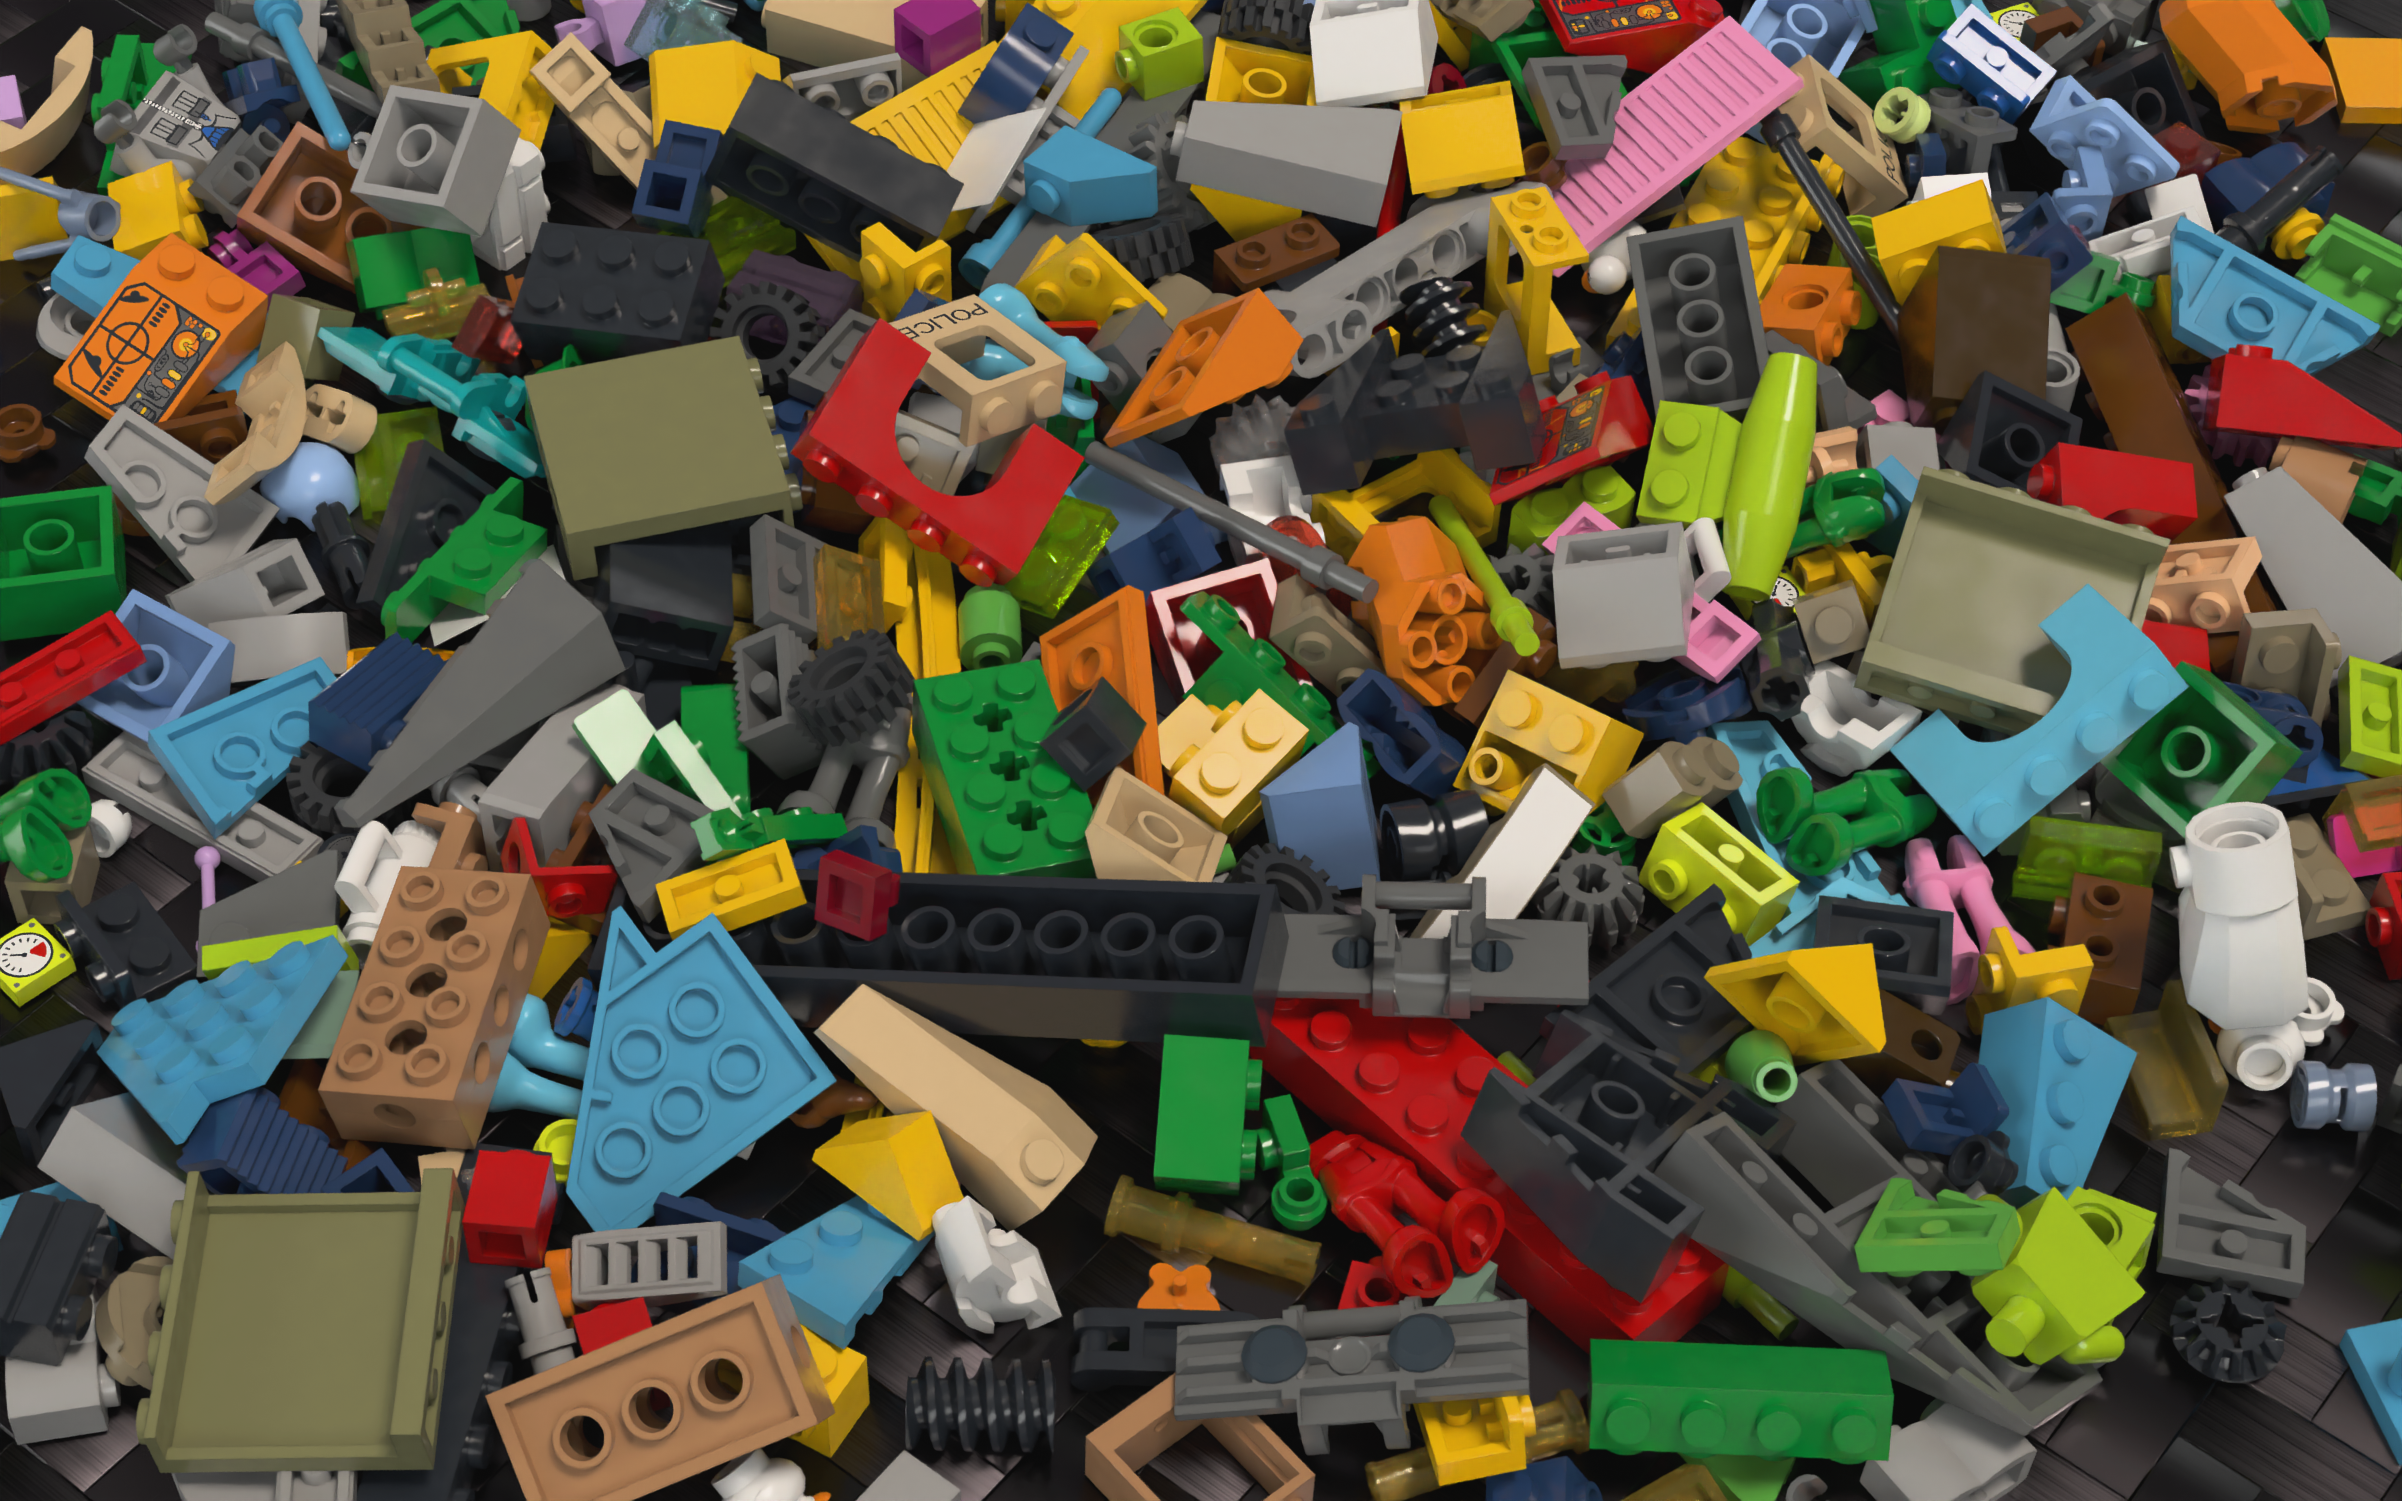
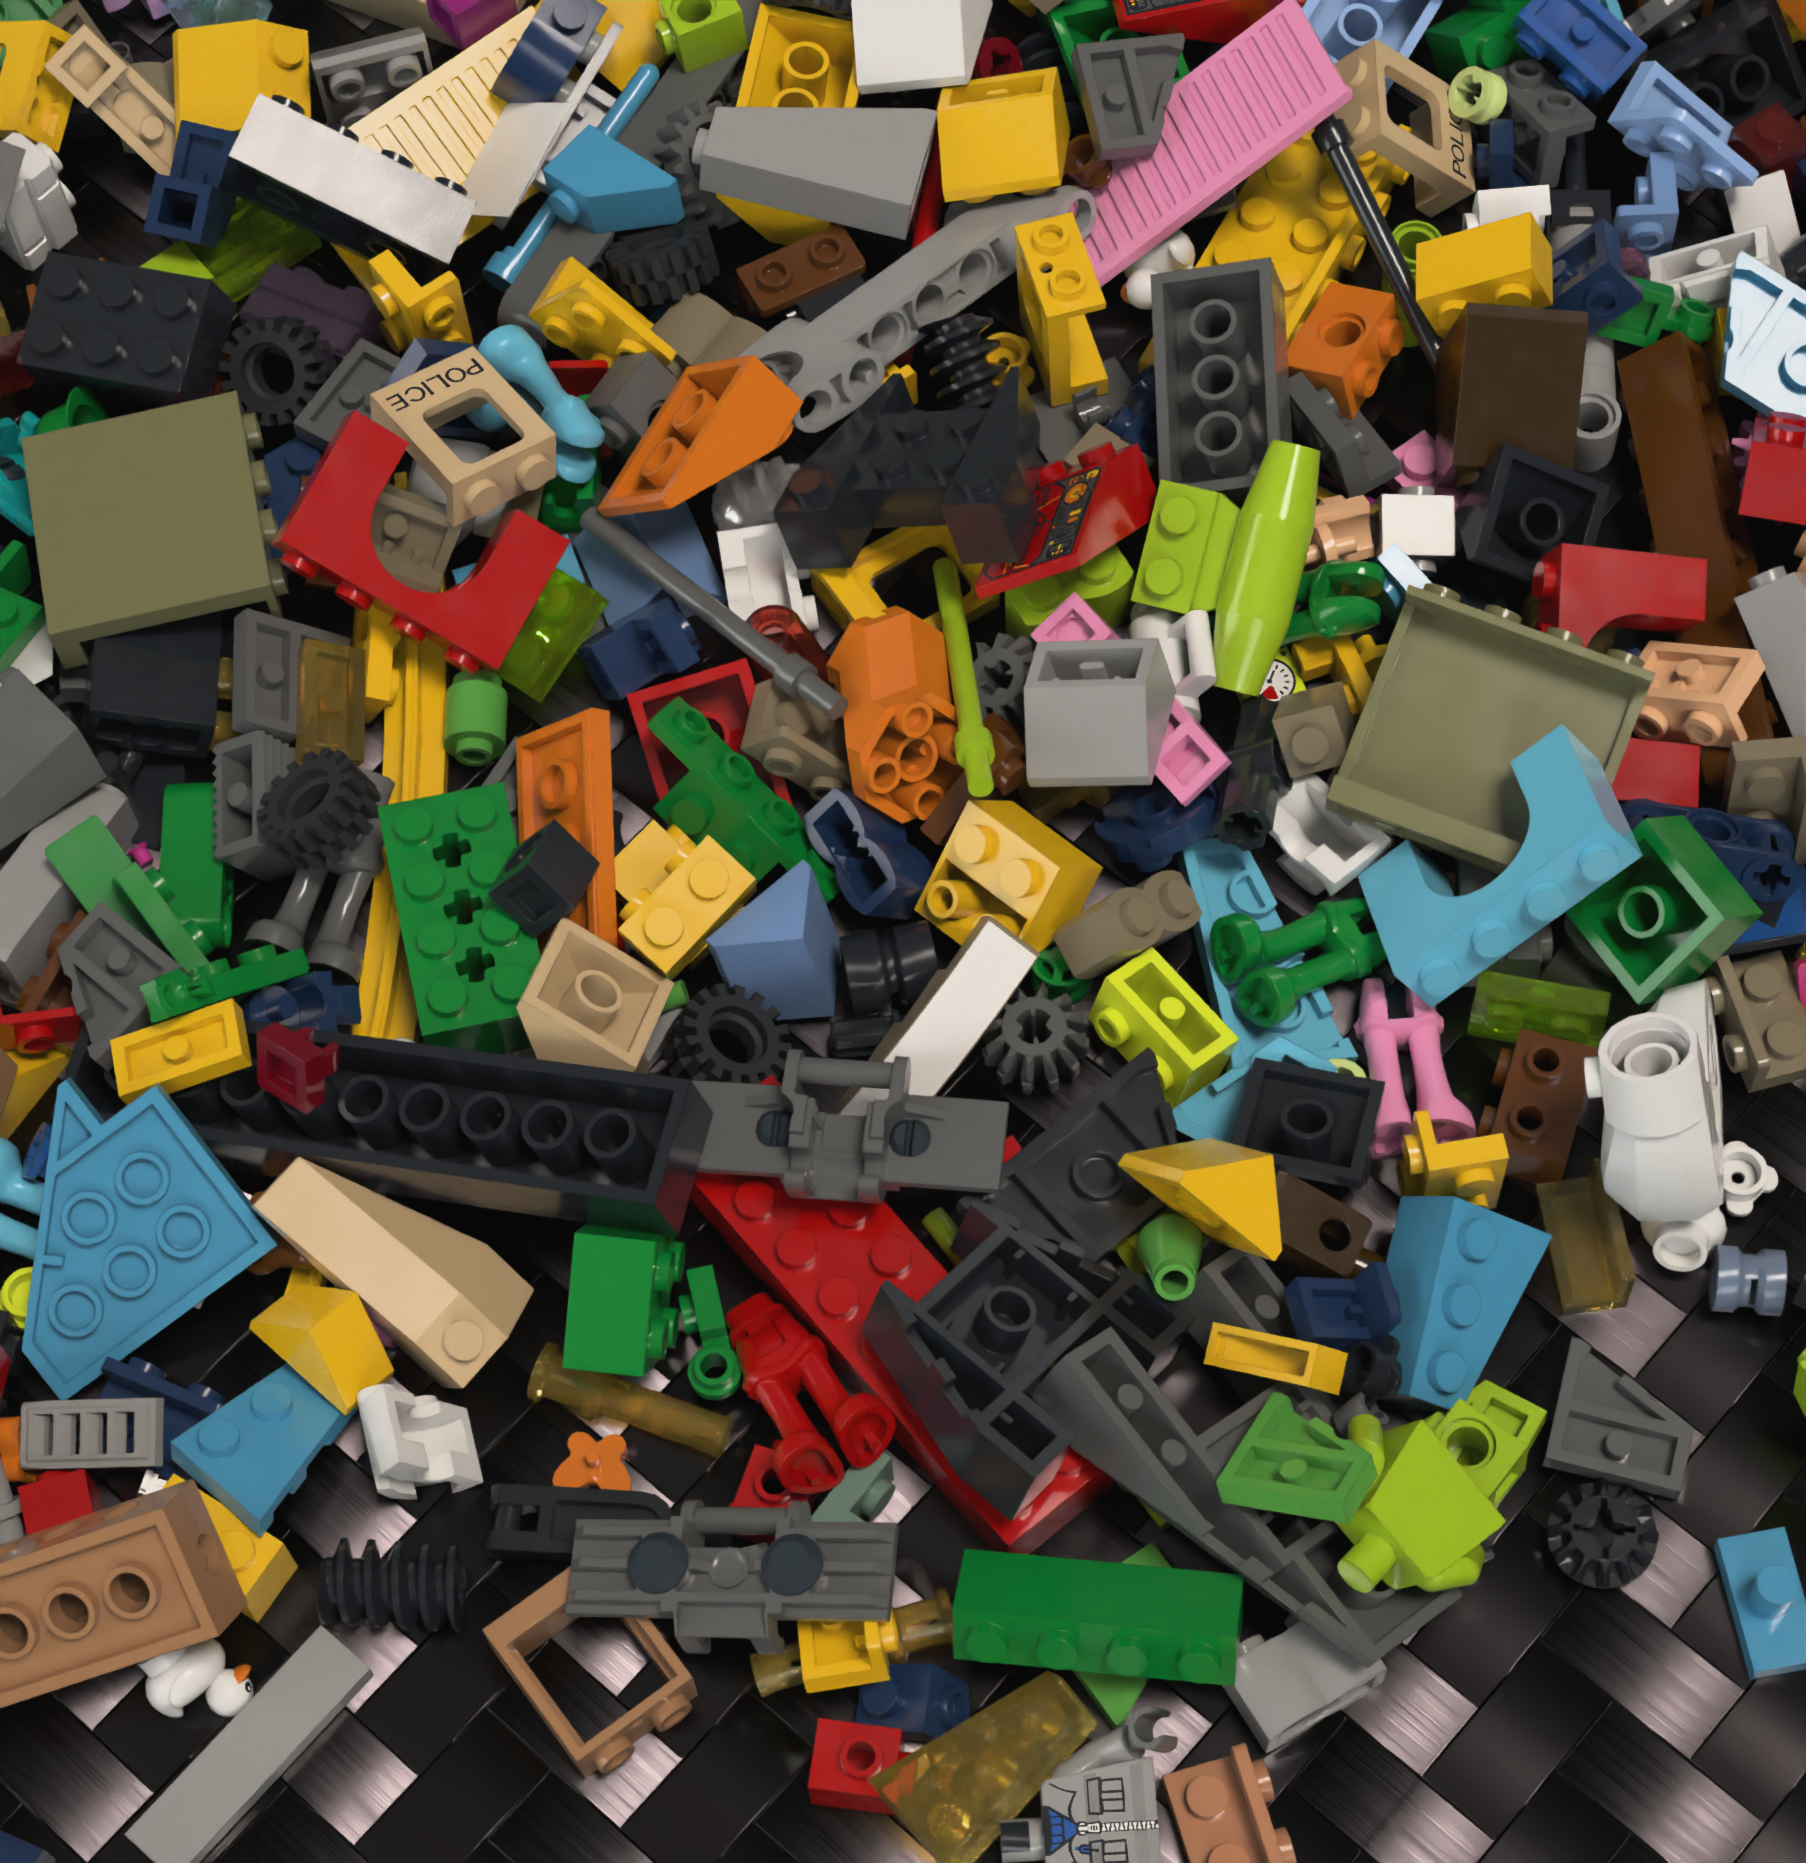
camera: 10 degrees right, 15 degrees up
(1888, 1150) = (1276, 1358): none -> yellow piece

